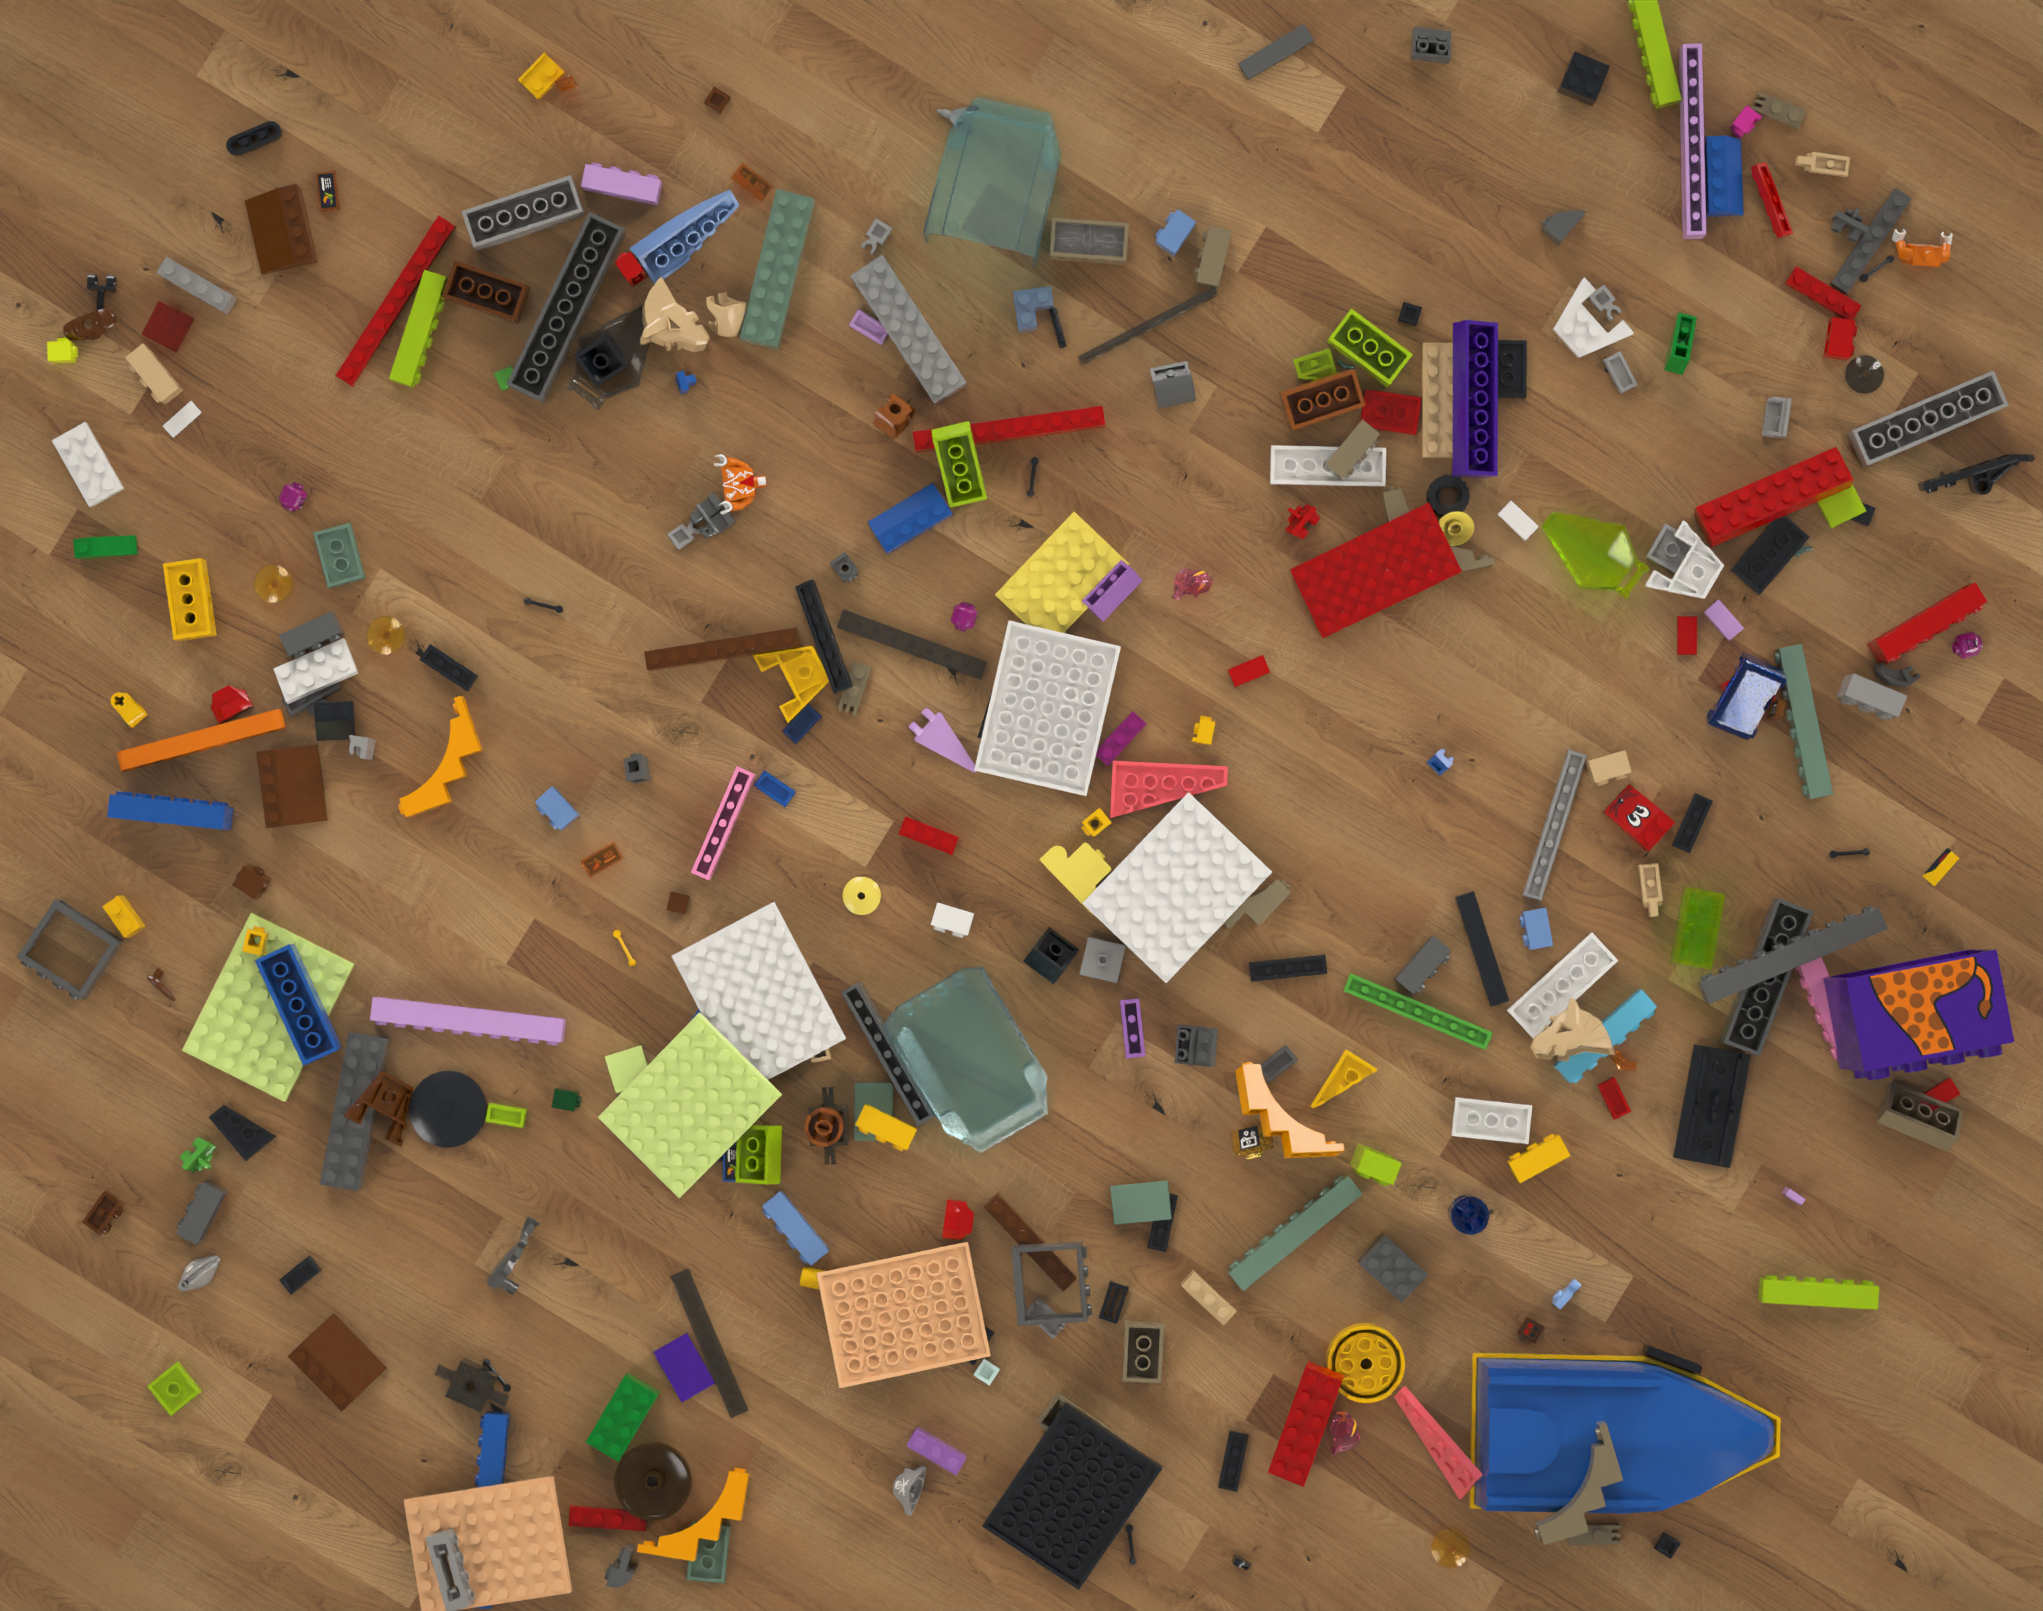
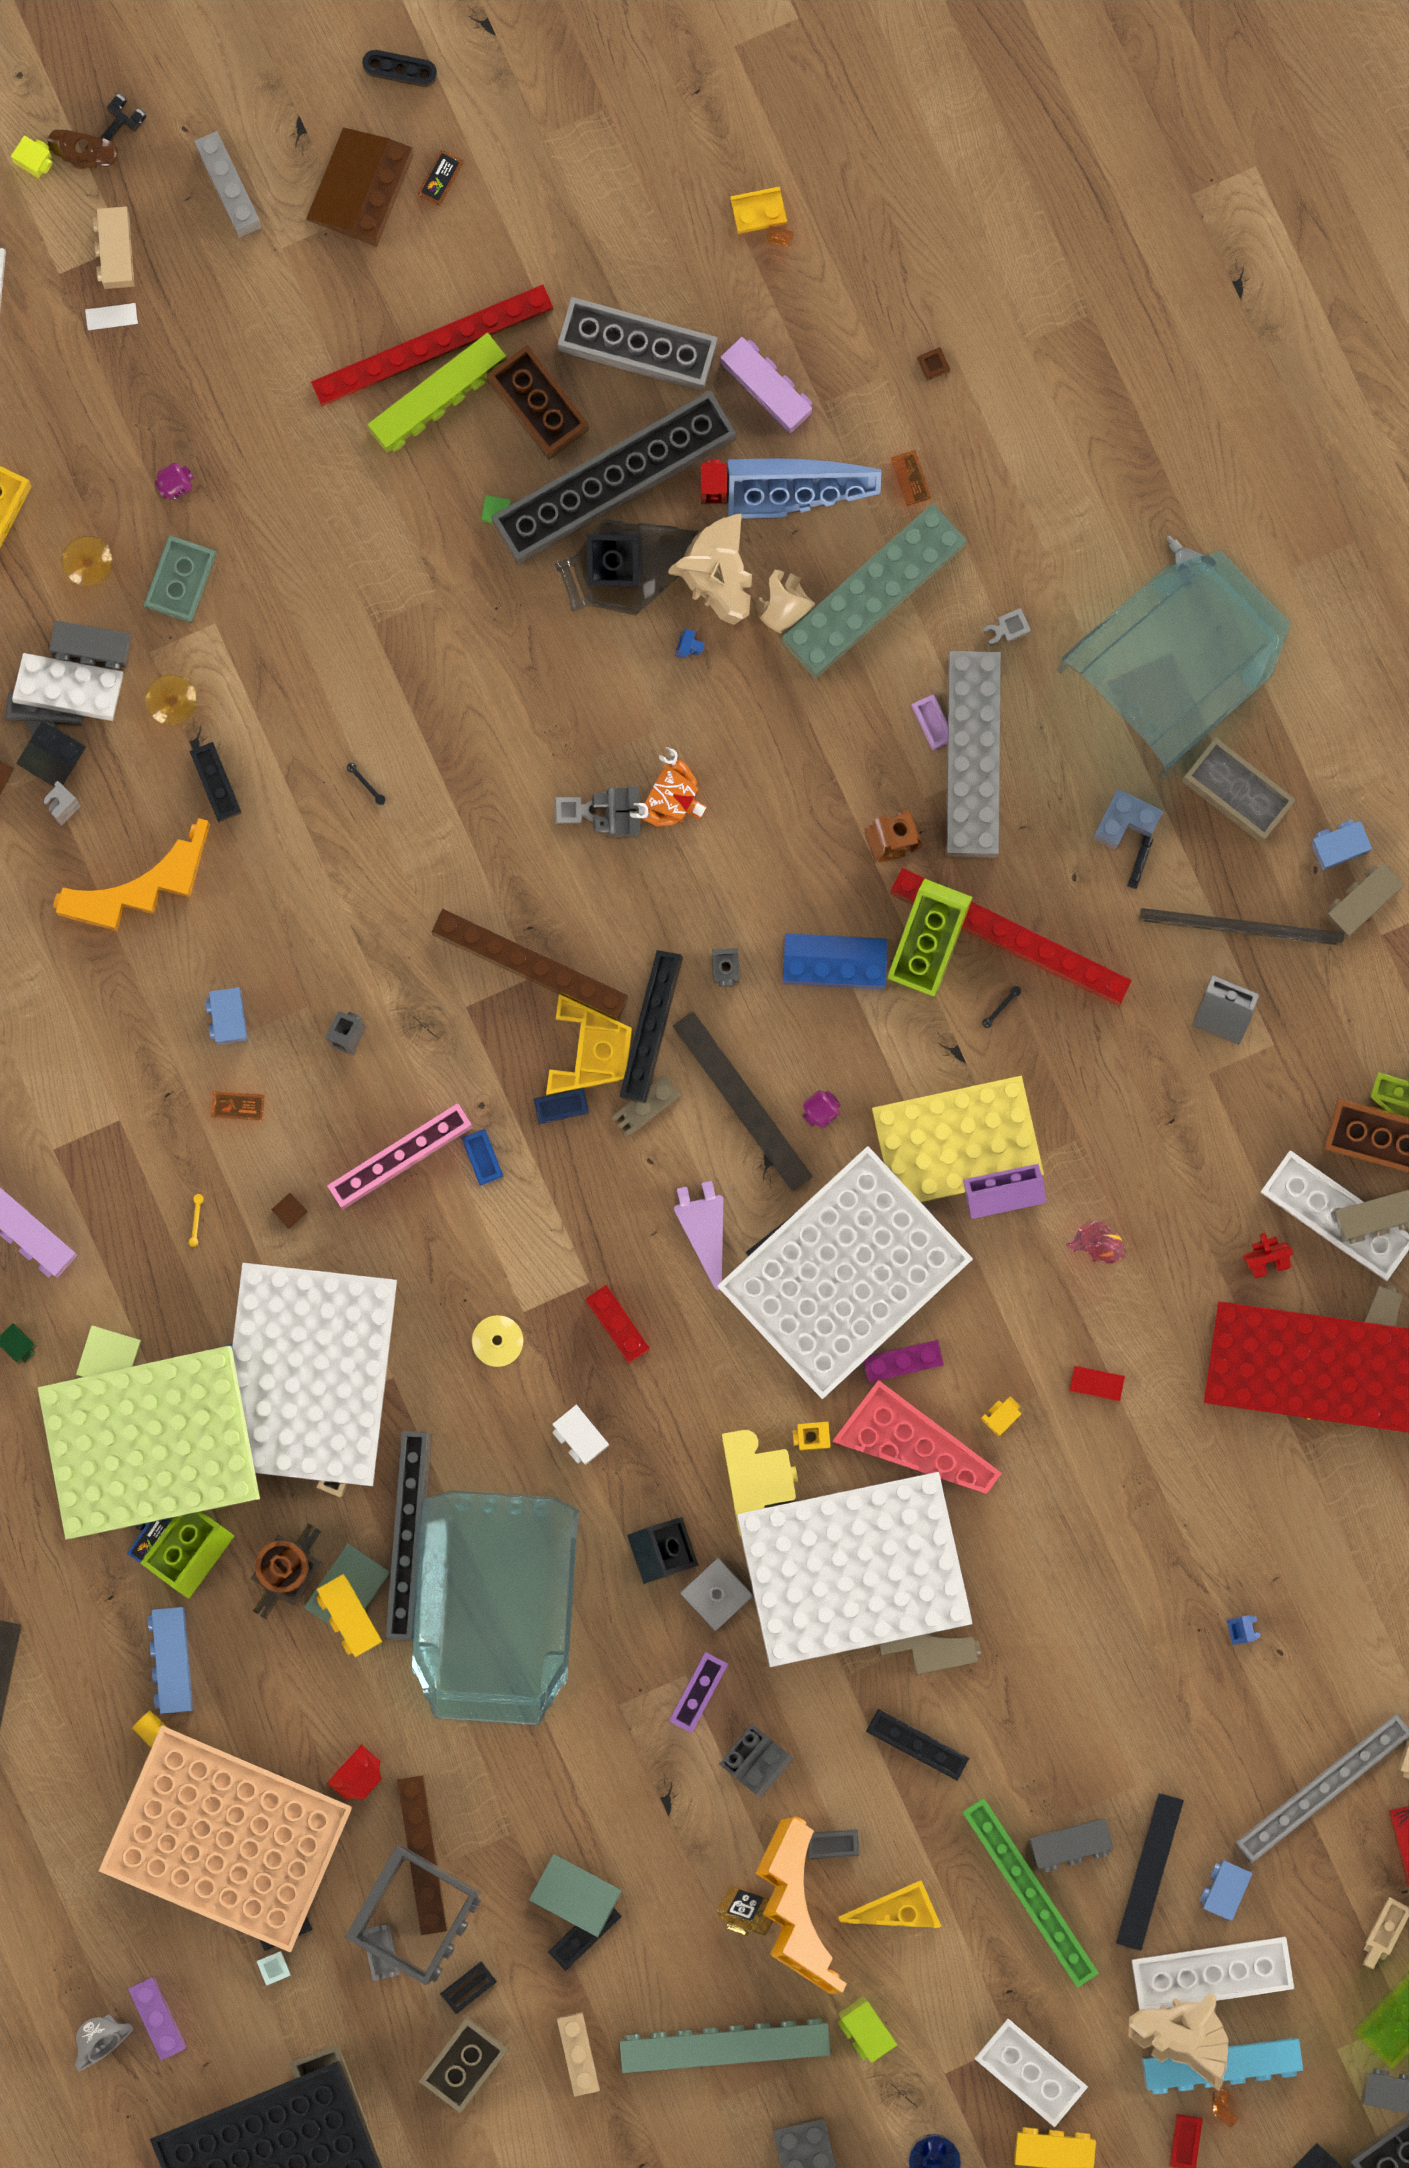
camera: 25 degrees right, 5 degrees down
(167, 326) = (165, 206): clear red tile -> none

